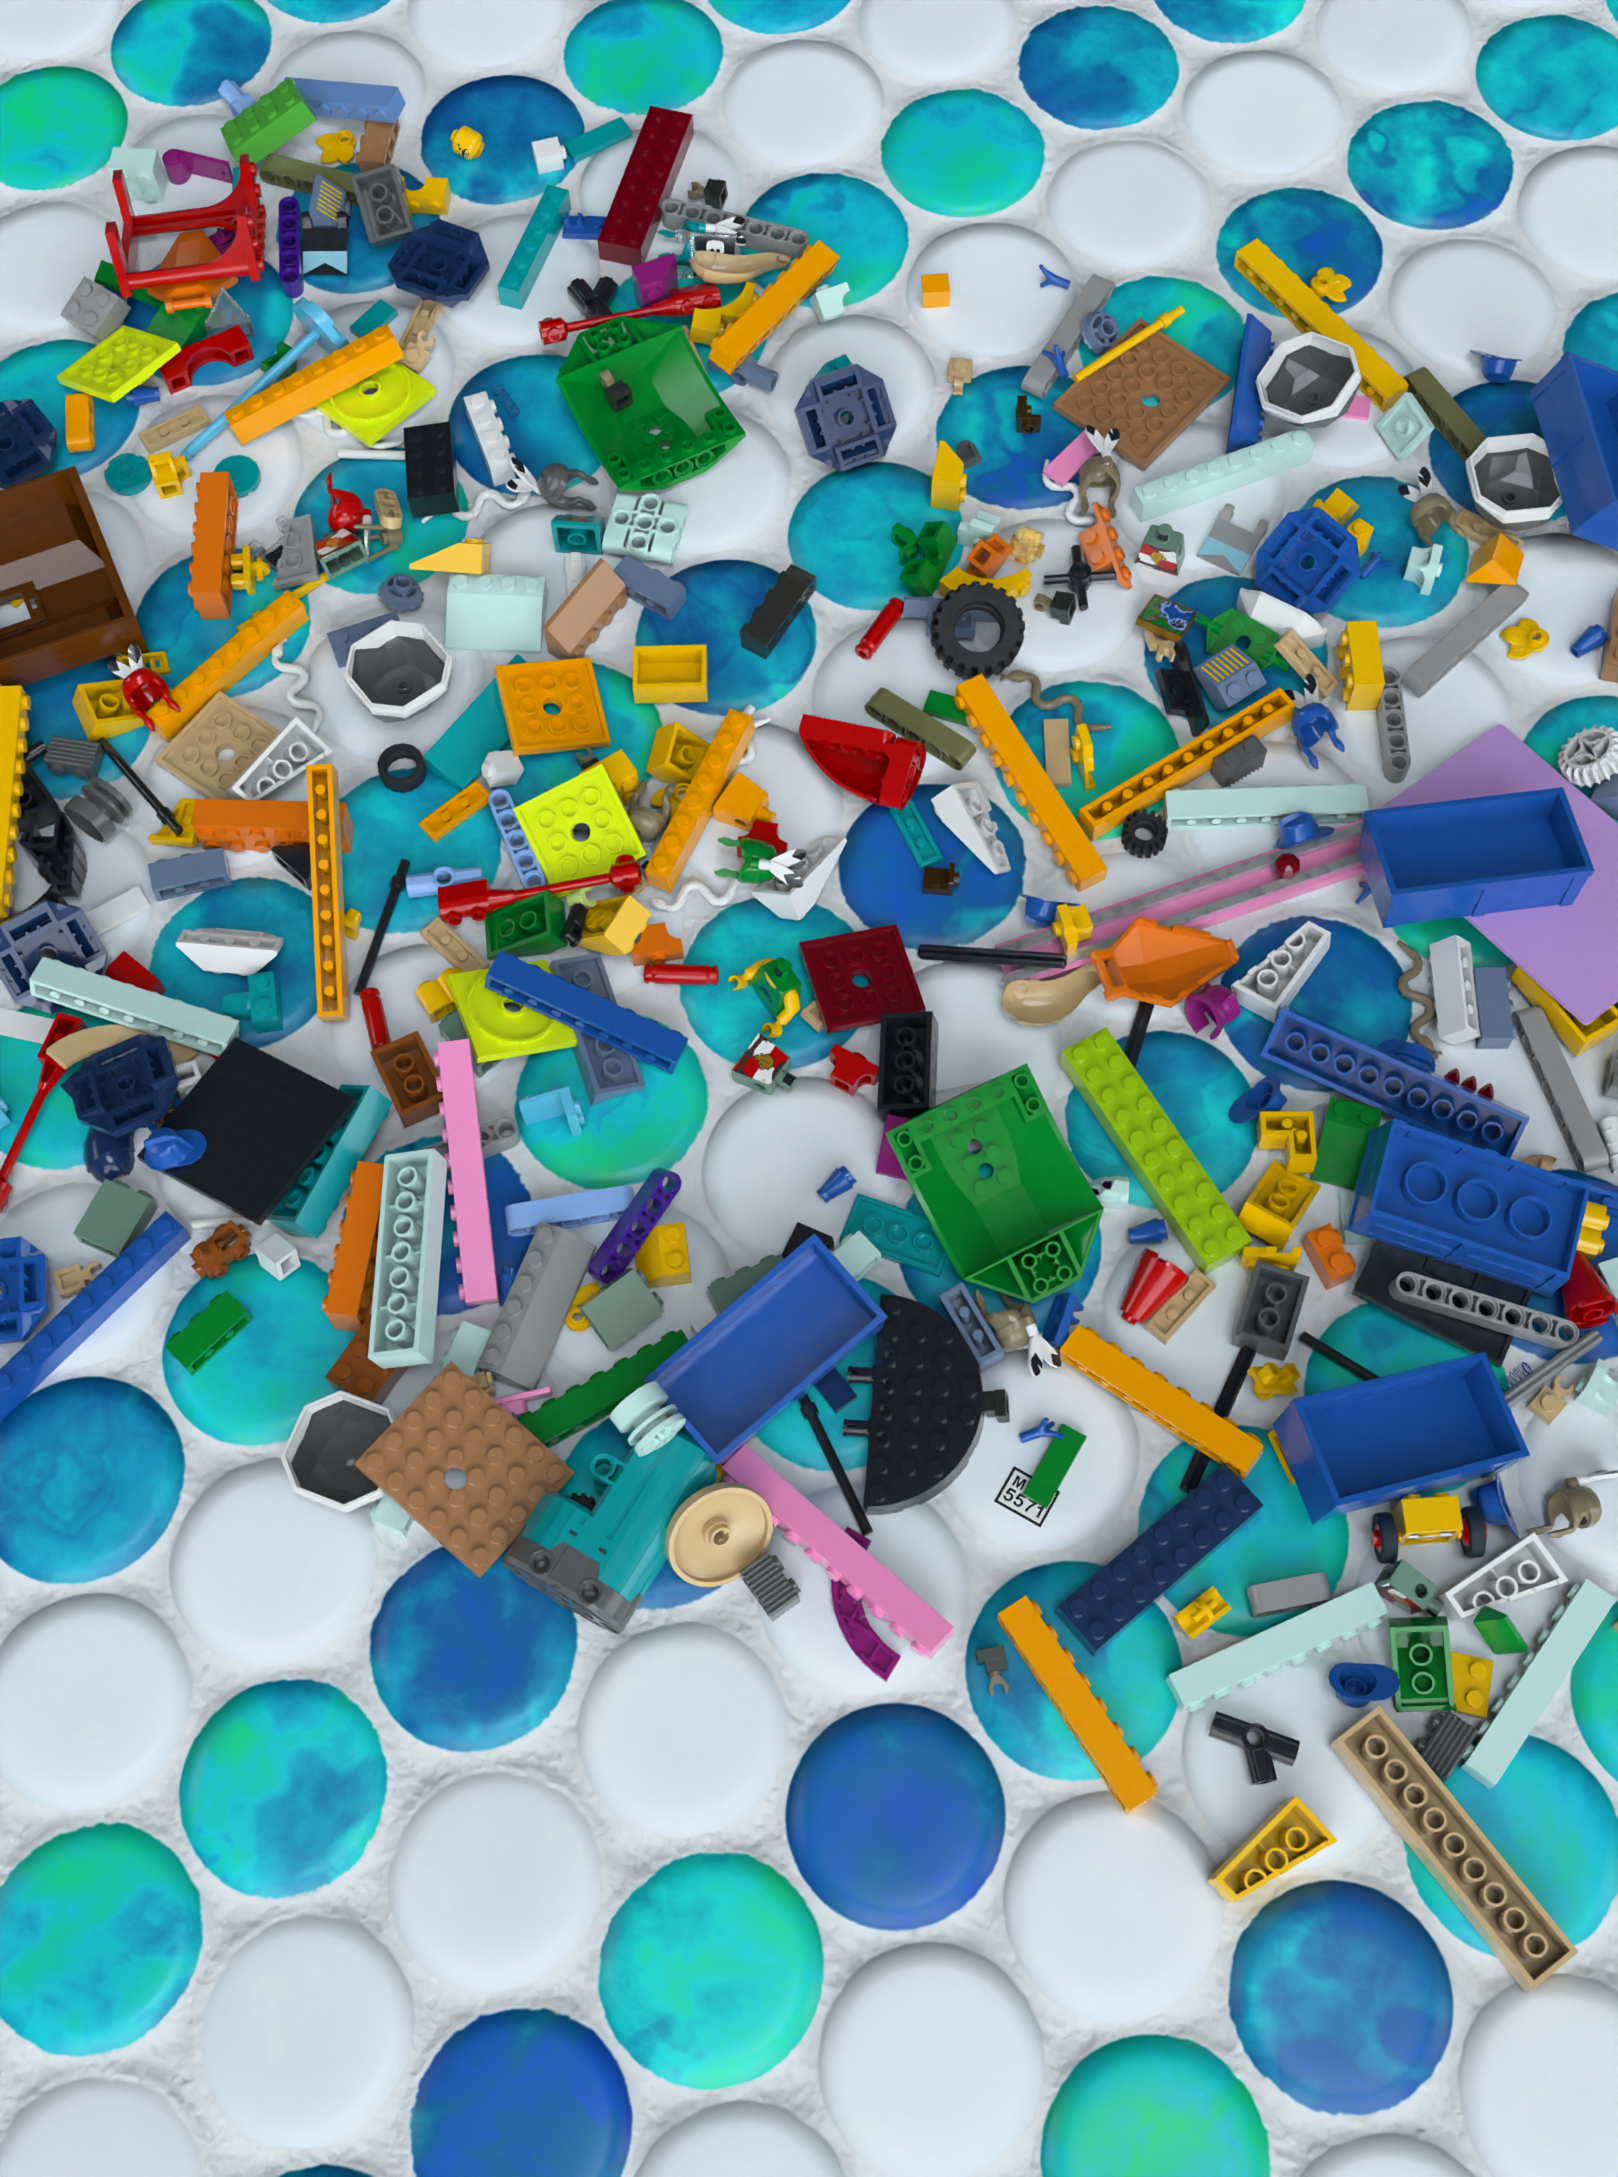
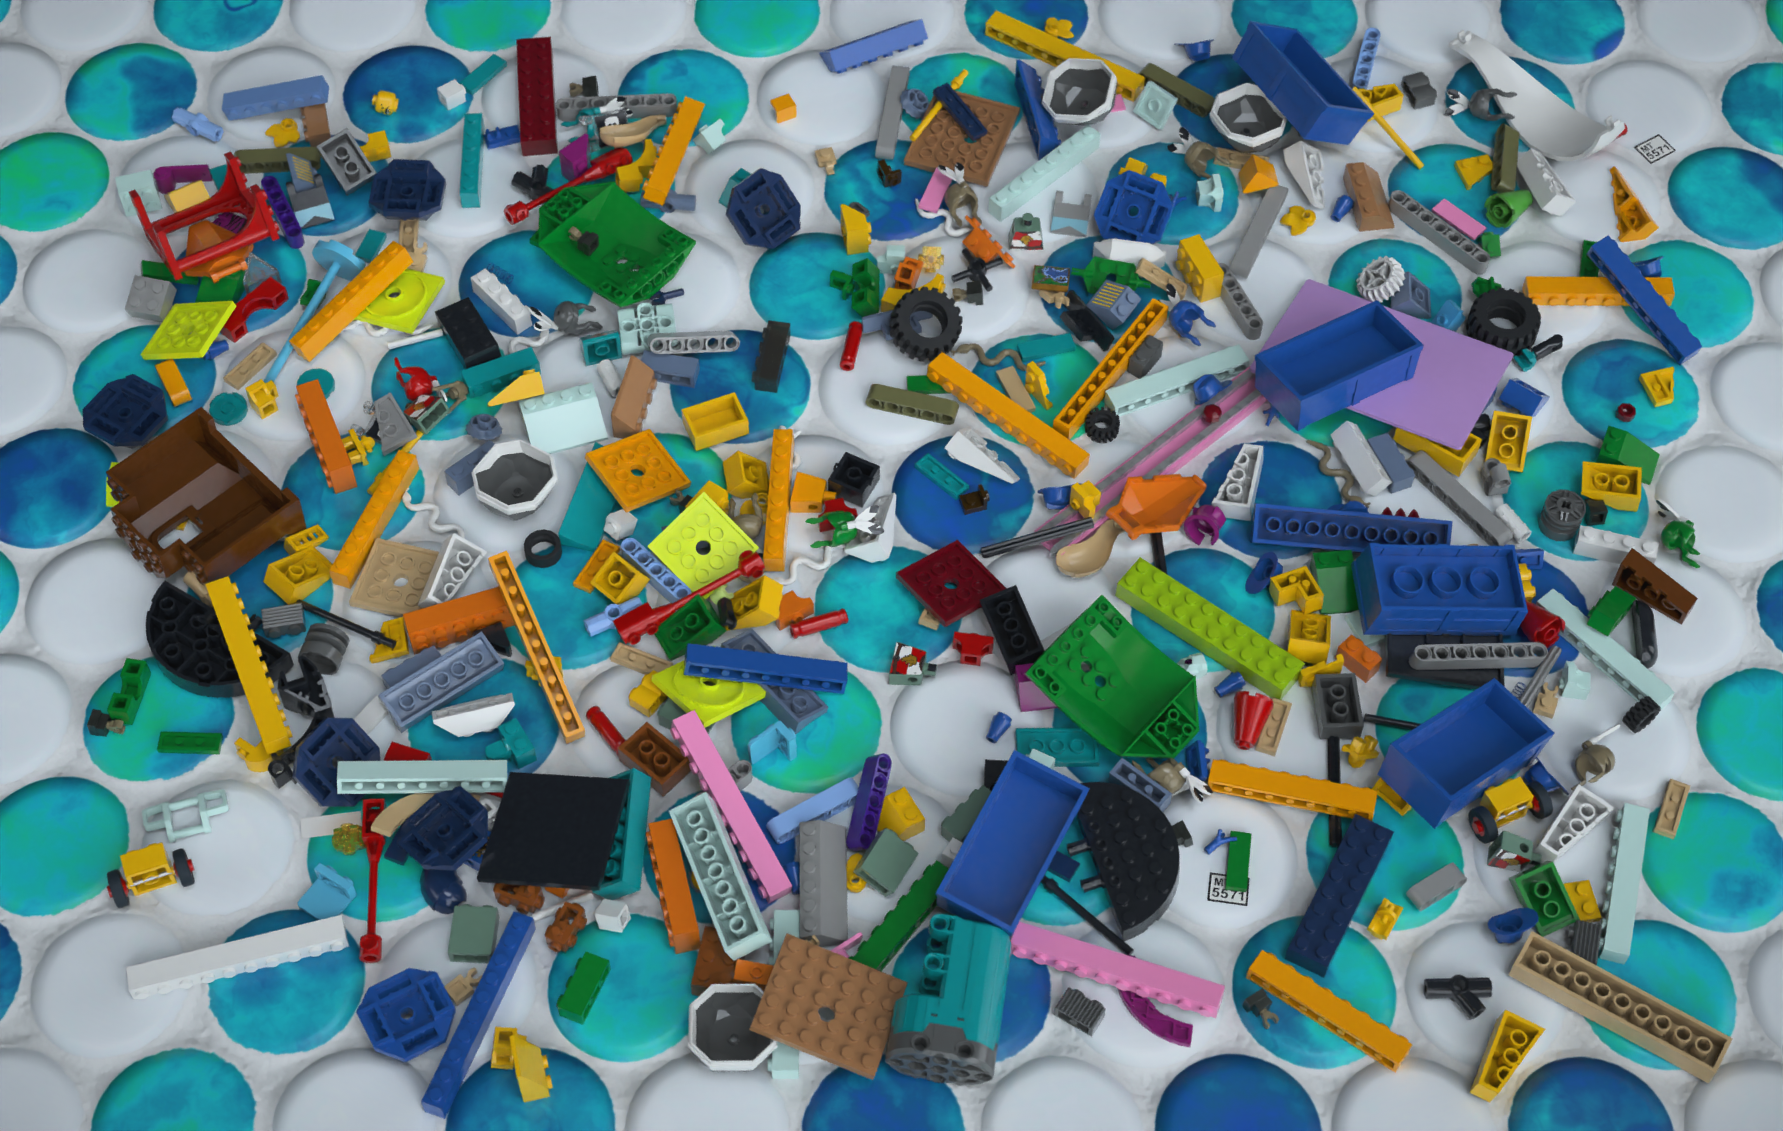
camera: 25 degrees left, 10 degrees down
(24, 1052) = (348, 839): none -> clear yellow brick
(89, 1372) = (501, 1047): none -> yellow brick
(97, 1411) = (530, 1069): none -> yellow slope
(141, 685) = (317, 550): red hair -> none
(173, 1148) = (503, 861): blue piece -> none
(189, 1200) = (525, 897): none -> dark orange brick
(192, 194) = (187, 196): none -> yellow slope
(211, 895) = (441, 681): none -> sand blue arch
(269, 122) = (228, 128): bright green brick -> none
(387, 508) = (448, 371): tan beam -> none
(396, 1391) = (752, 973): none -> orange brick
(397, 885) = (577, 631): black bar -> none
(449, 527) = (499, 372): none -> teal brick
(471, 838) = (619, 579): none -> yellow slope
(651, 1422) = (955, 914): light aqua wheel -> none
(676, 567) = (685, 338): none -> light grey beam
(686, 492) = (664, 296): none -> dark blue bar
(718, 1534) = (1031, 985): tan dish -> none
(776, 987) = (893, 608): torso -> none
(803, 803) = (854, 479): none -> black brick
(865, 759) = (883, 435): red panel -> none
(1054, 279) = (863, 77): blue bar -> none
(1058, 360) = (895, 128): blue bar -> none
(1085, 240) = (875, 45): none -> slope
(1121, 707) = (1046, 347): none -> teal tile
(1150, 361) = (960, 111): none -> dark blue tile
(1276, 1647) = (1443, 923): light aqua brick -> none
(1499, 1632) = (1586, 857): green slope -> none
(1566, 569) = (1306, 167): none -> white wedge

